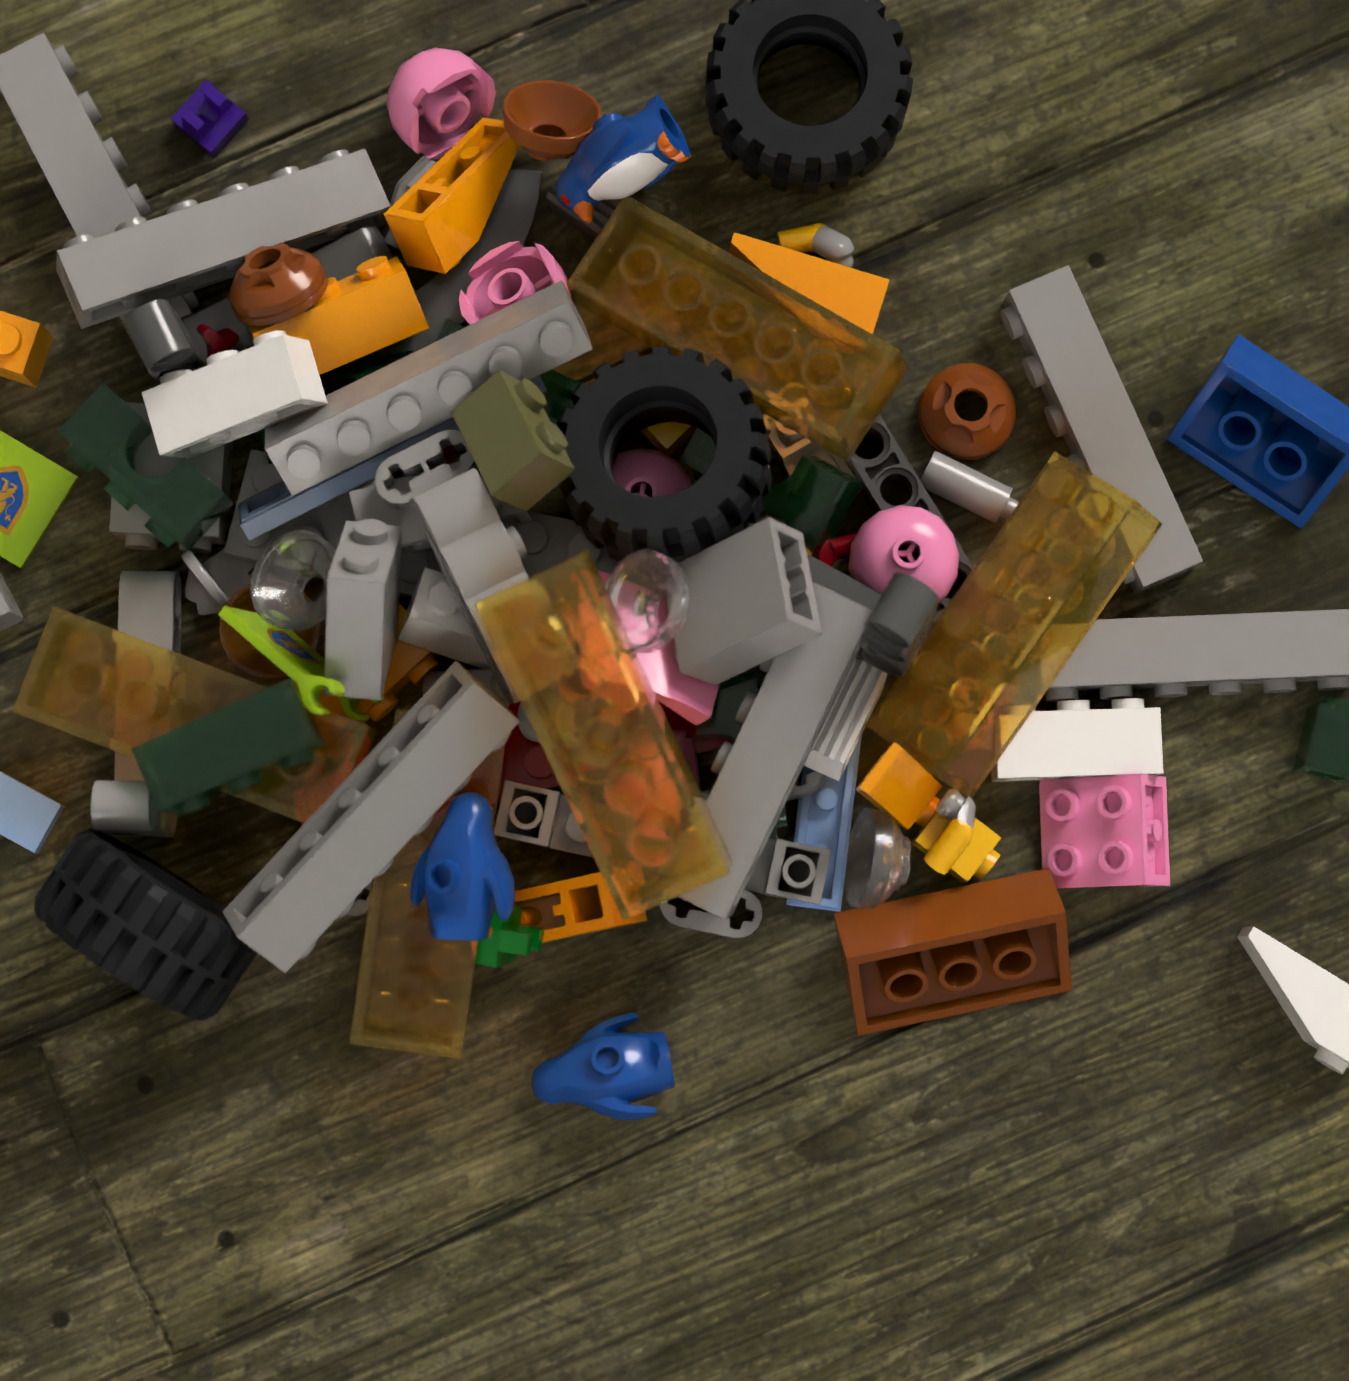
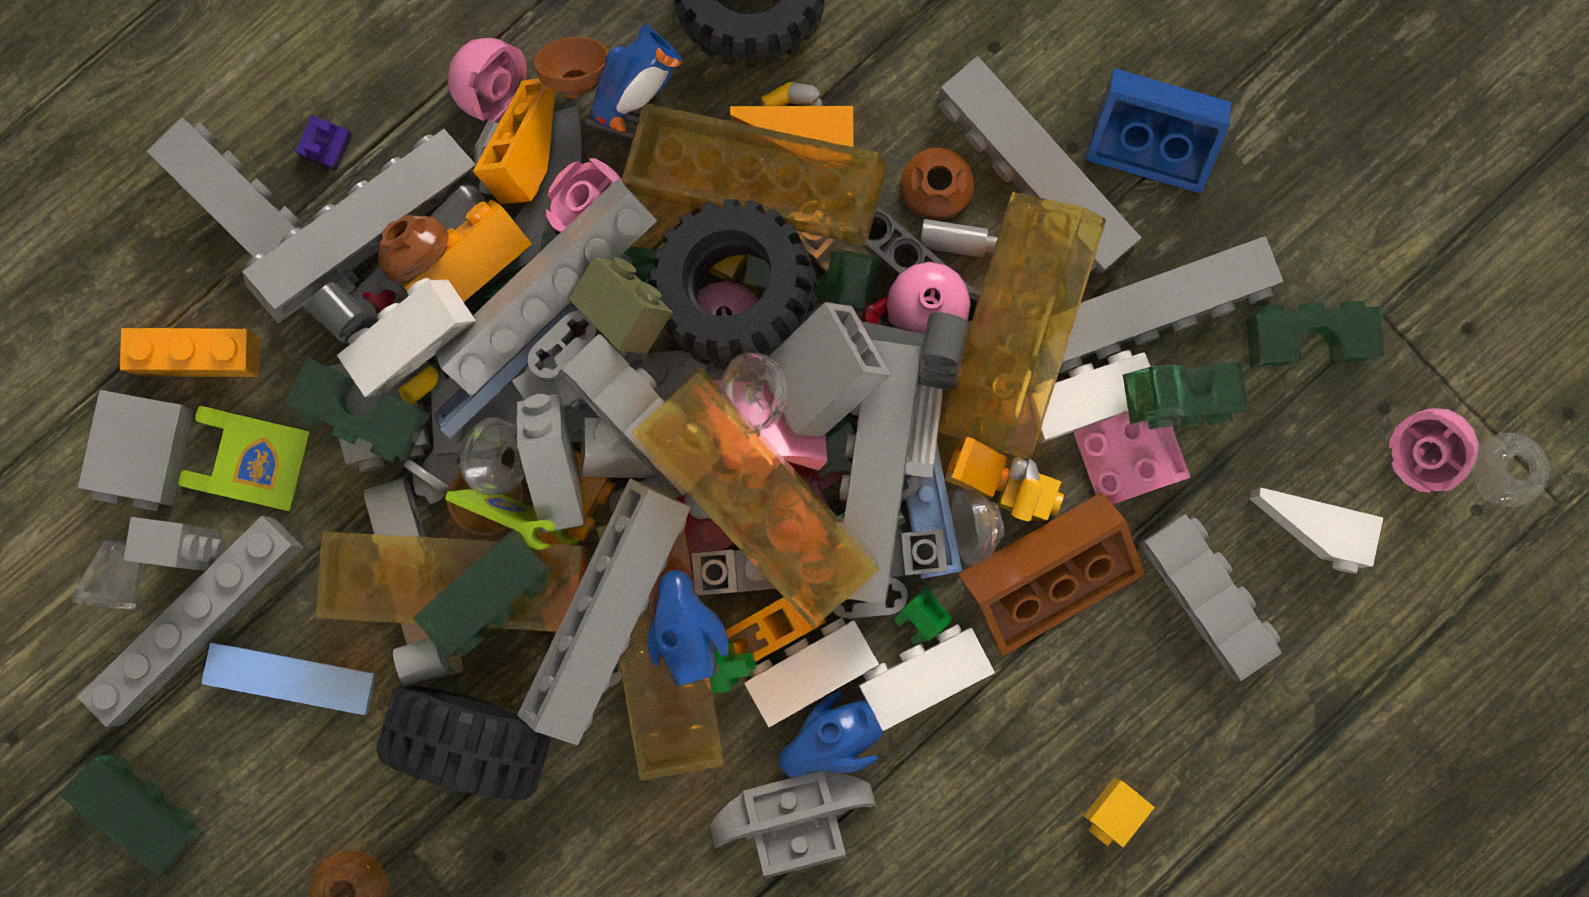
camera: 20 degrees left, 0 degrees up
(237, 459) = (421, 383): none -> yellow arm
(527, 1155) = (793, 819): none -> light grey plate
(607, 976) = (810, 671): none -> white brick
(750, 1029) = (925, 676): none -> white brick
(776, 951) = (926, 615): none -> green tile
(938, 1280) = (1117, 813): none -> yellow brick
(1146, 1047) = (1210, 598): none -> light grey brick
(1162, 771) = (1169, 394): none -> clear green arch

